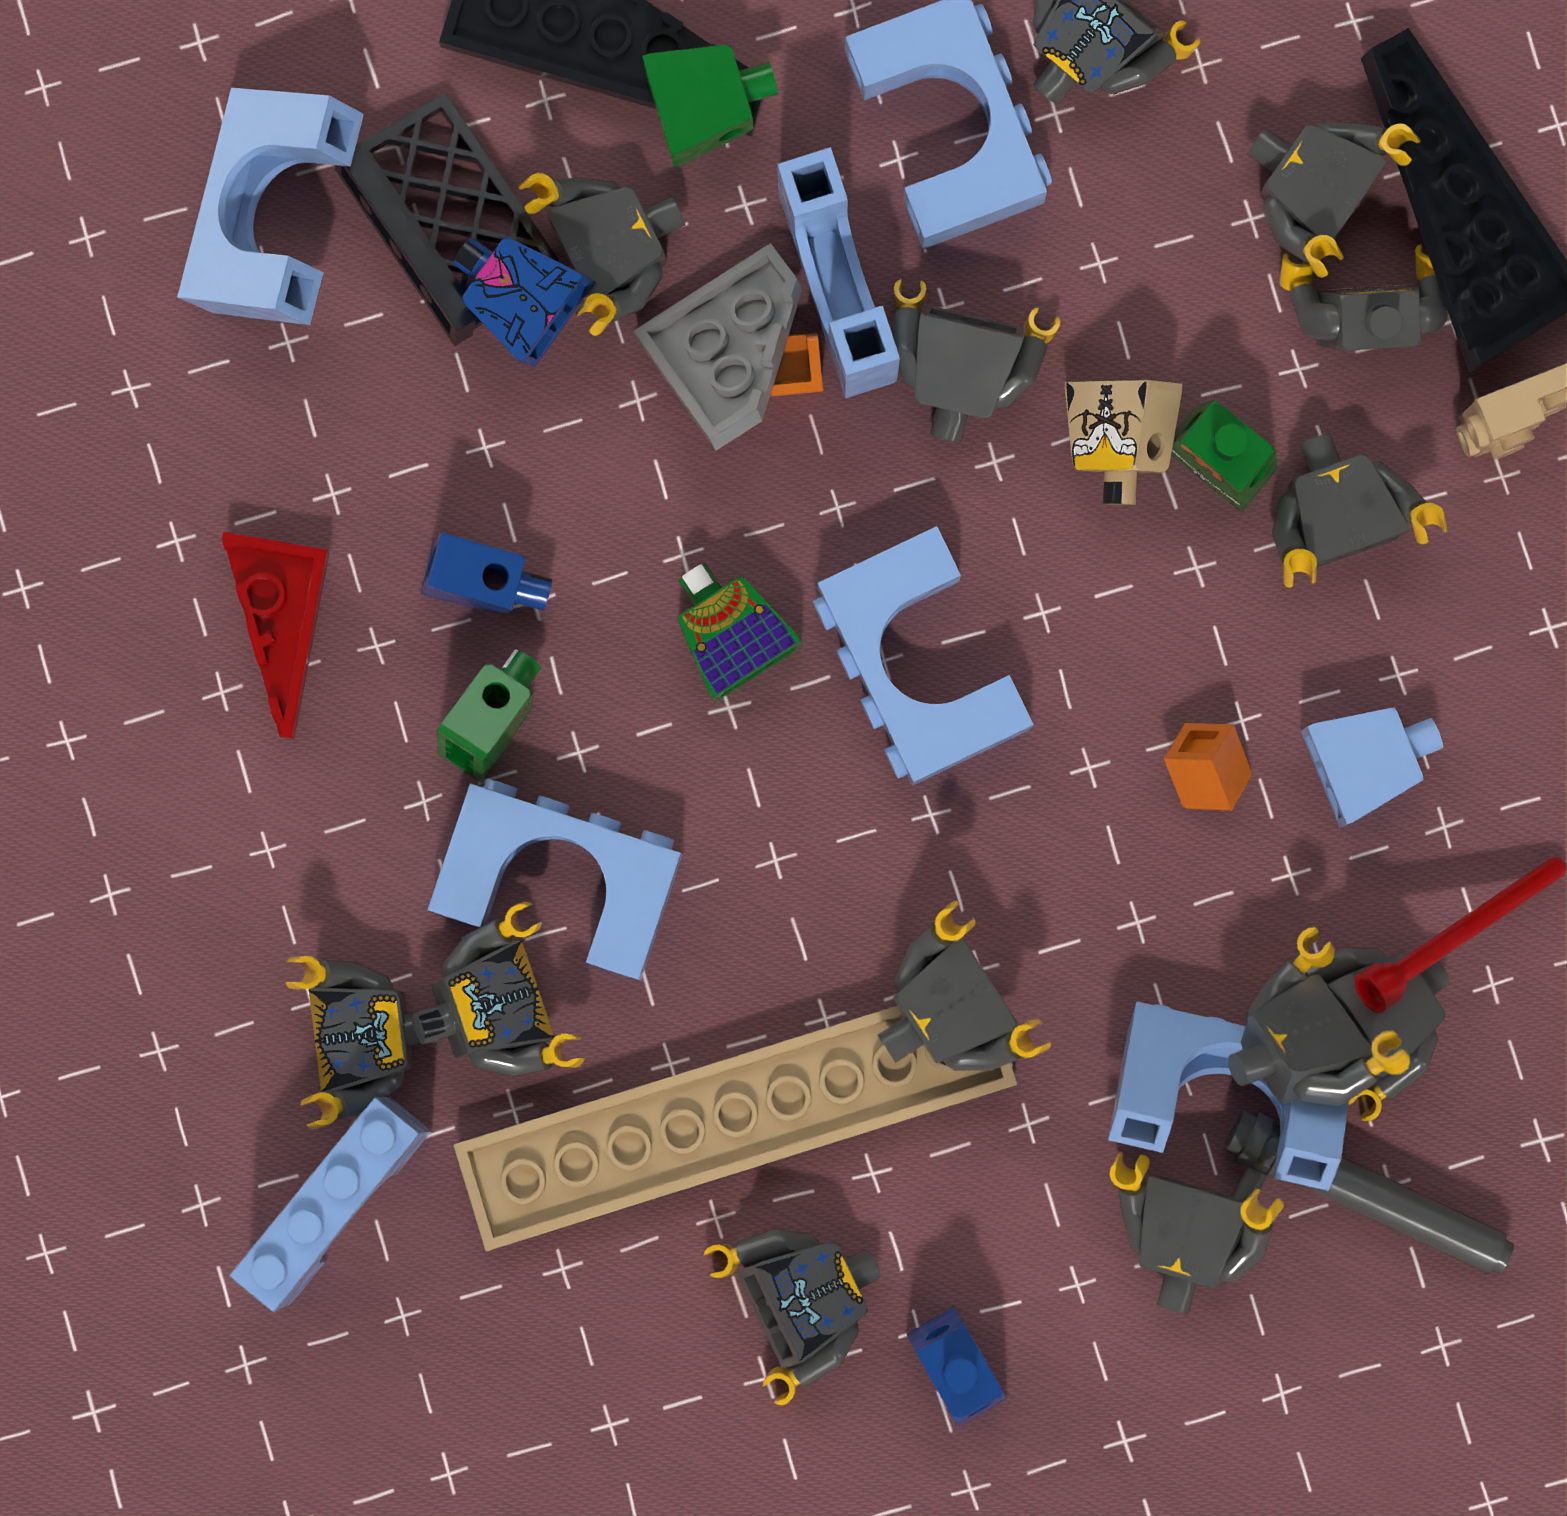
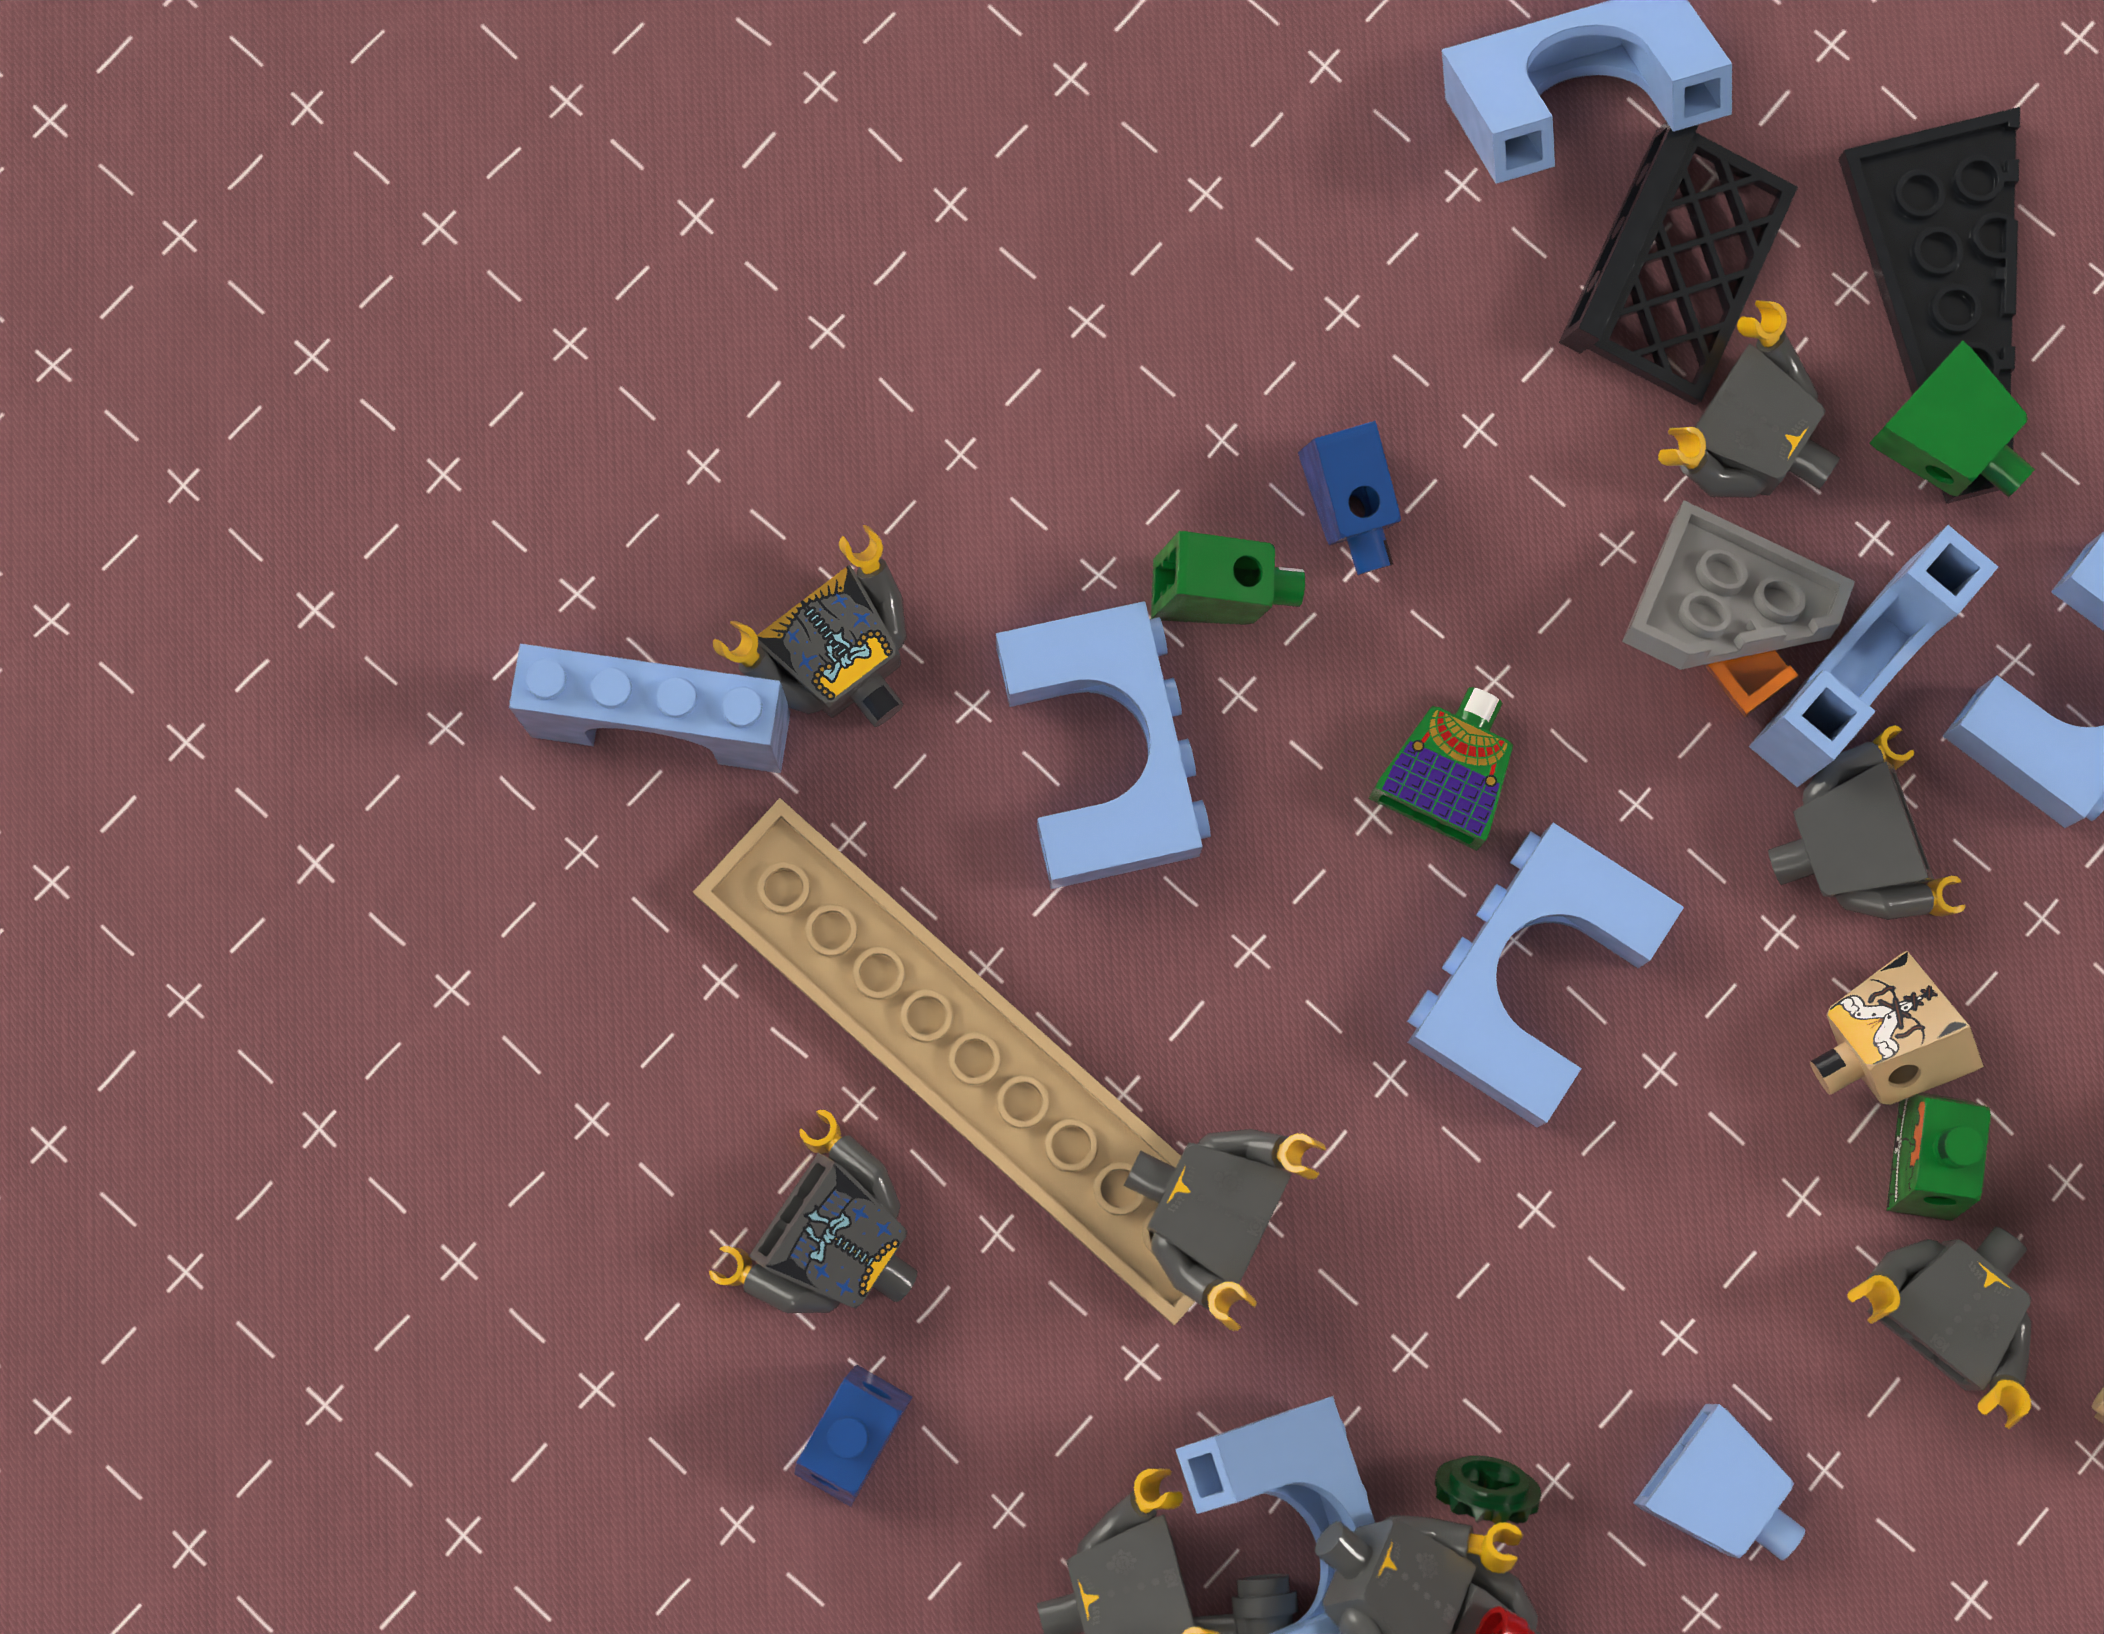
camera: 50 degrees right, 5 degrees down
(281, 601) = (1211, 321): red wing -> none
(493, 1004) = (942, 753): torso -> none
(521, 295) = (1654, 366): blue torso -> none
(1208, 766) = (1613, 1328): orange panel -> none
(1268, 929) = (1487, 1489): none -> dark green gear

